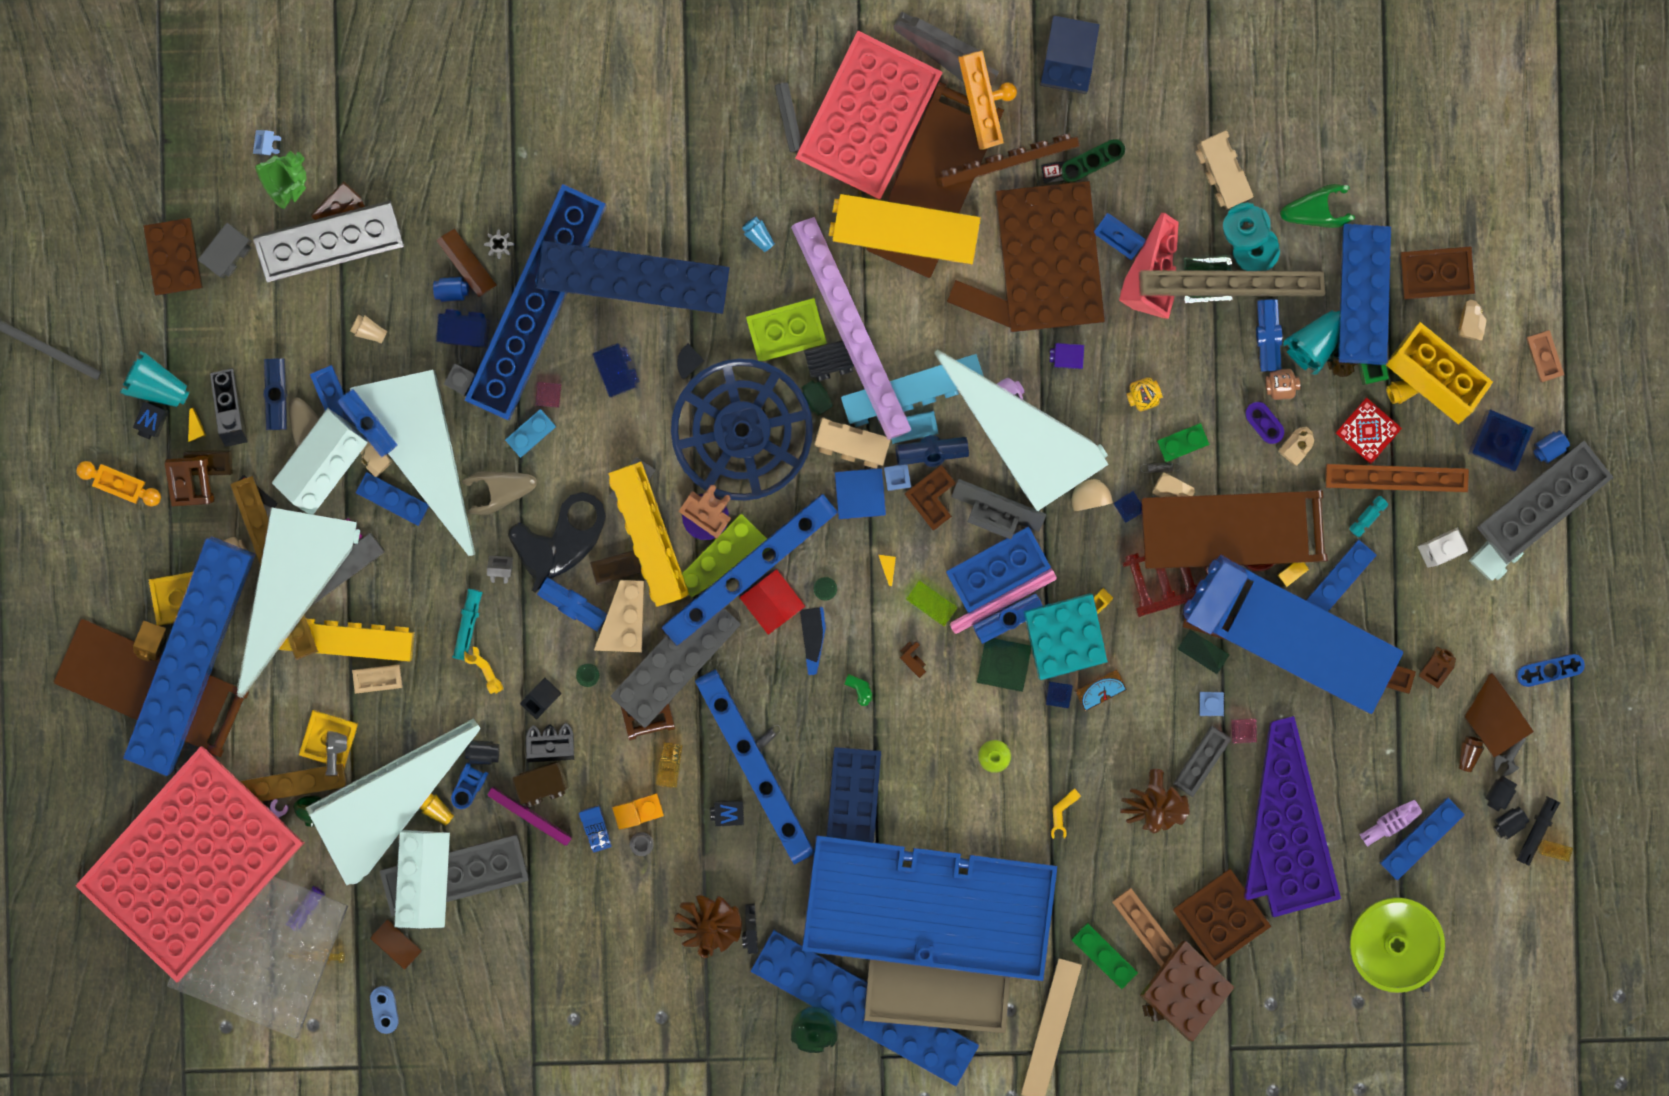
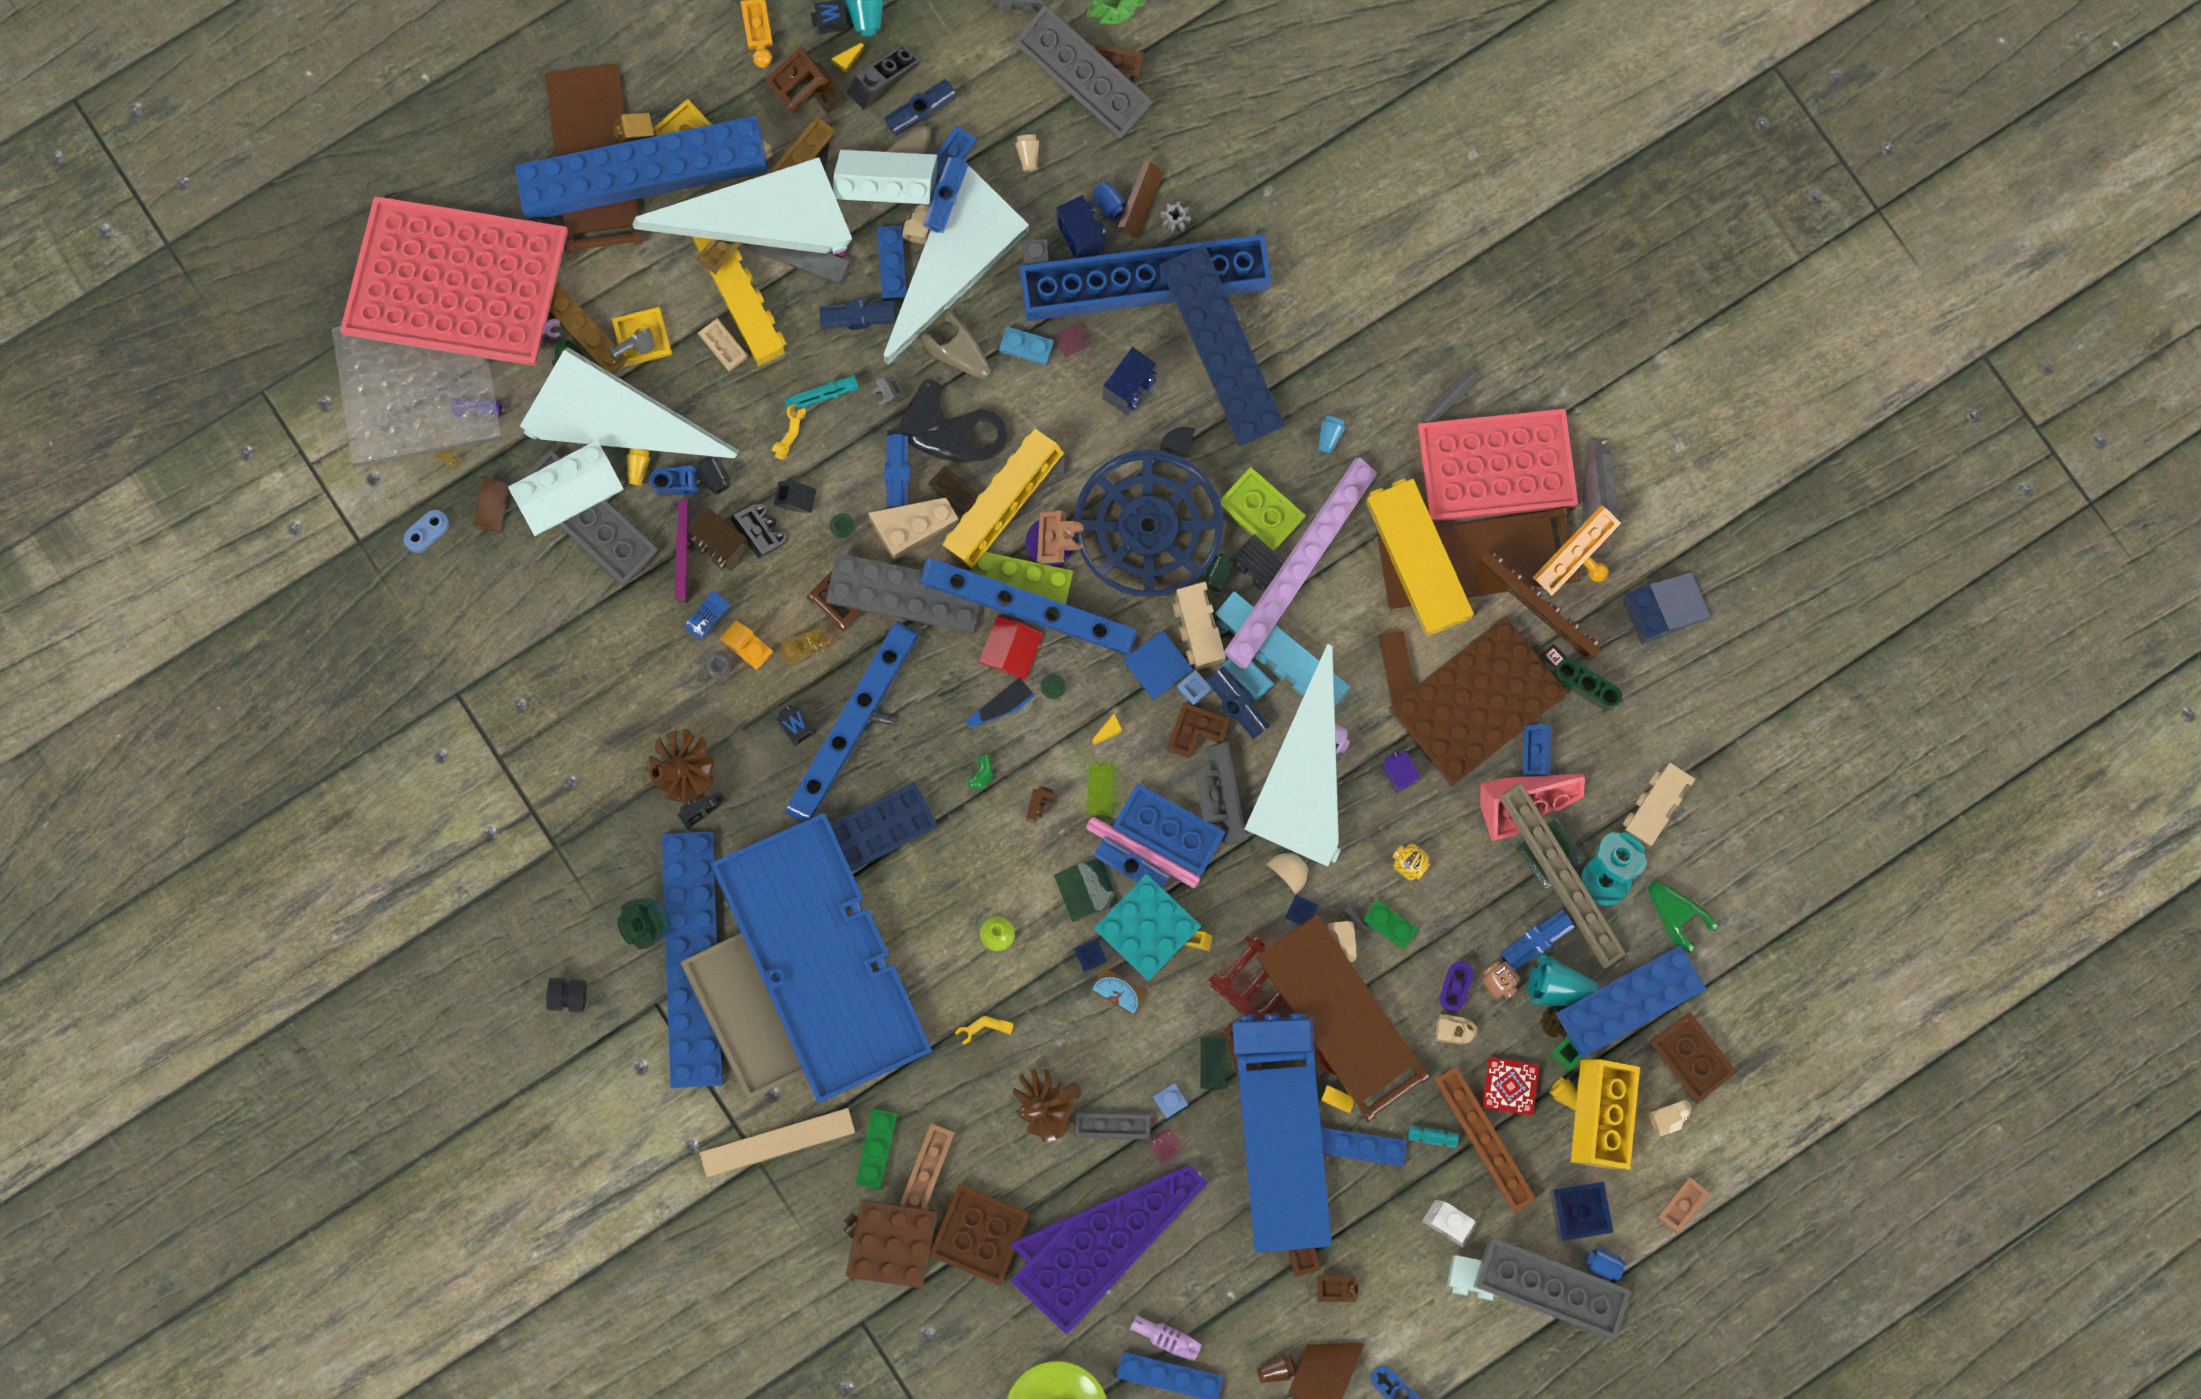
camera: 50 degrees right, 10 degrees down
(419, 554) = (857, 314): none -> dark blue piece

